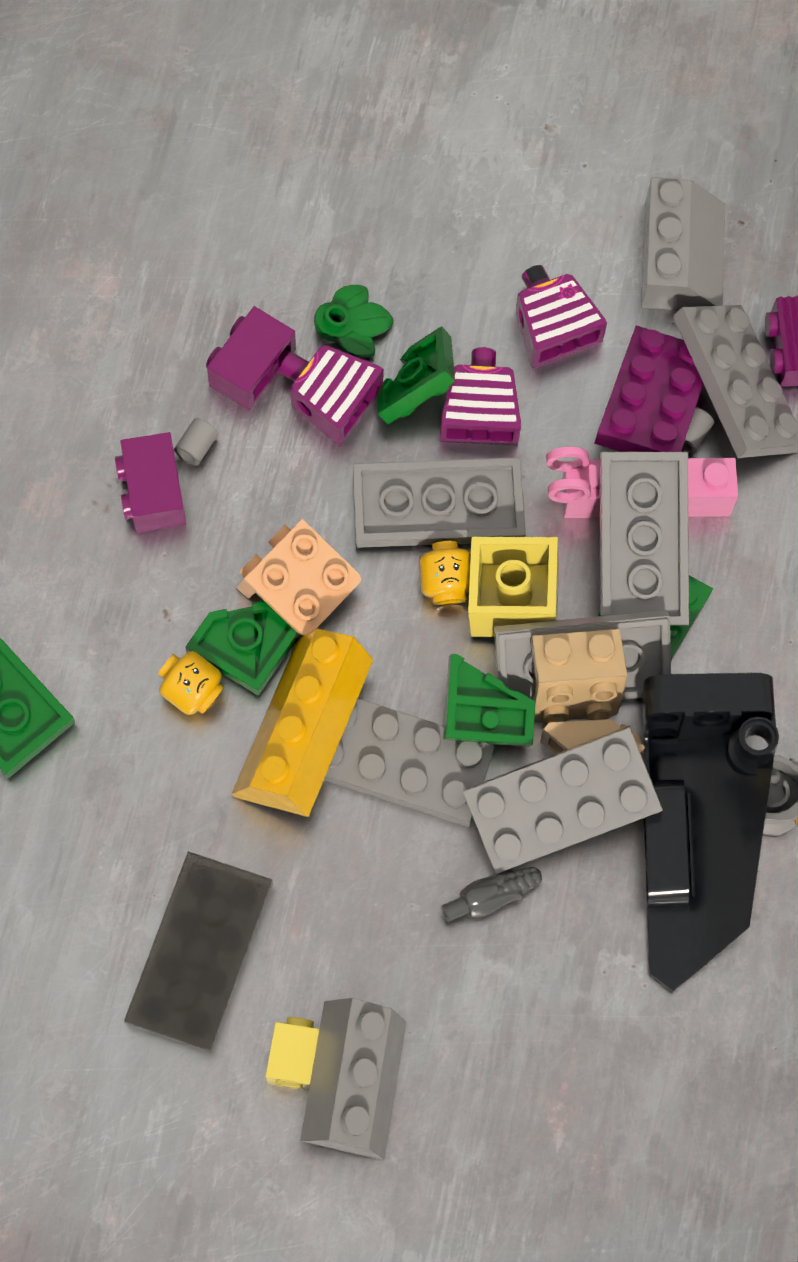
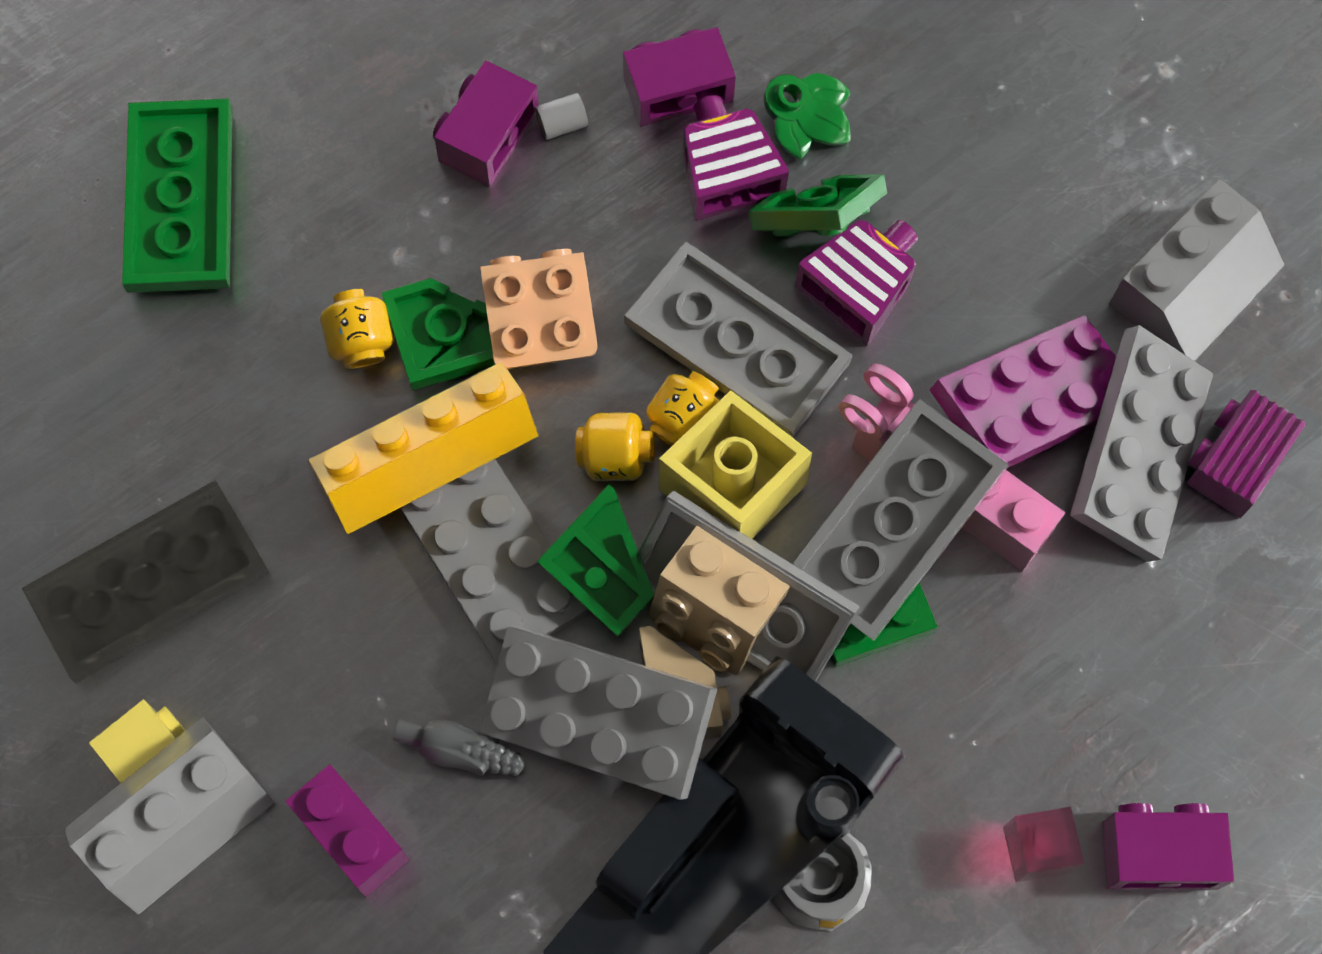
camera: 40 degrees right, 0 degrees up
(423, 629) = (614, 446): none -> yellow head
(473, 997) = (347, 830): none -> magenta brick
(556, 317) = (1008, 248): magenta torso -> none
(698, 429) = (1055, 461): light grey hinge -> none

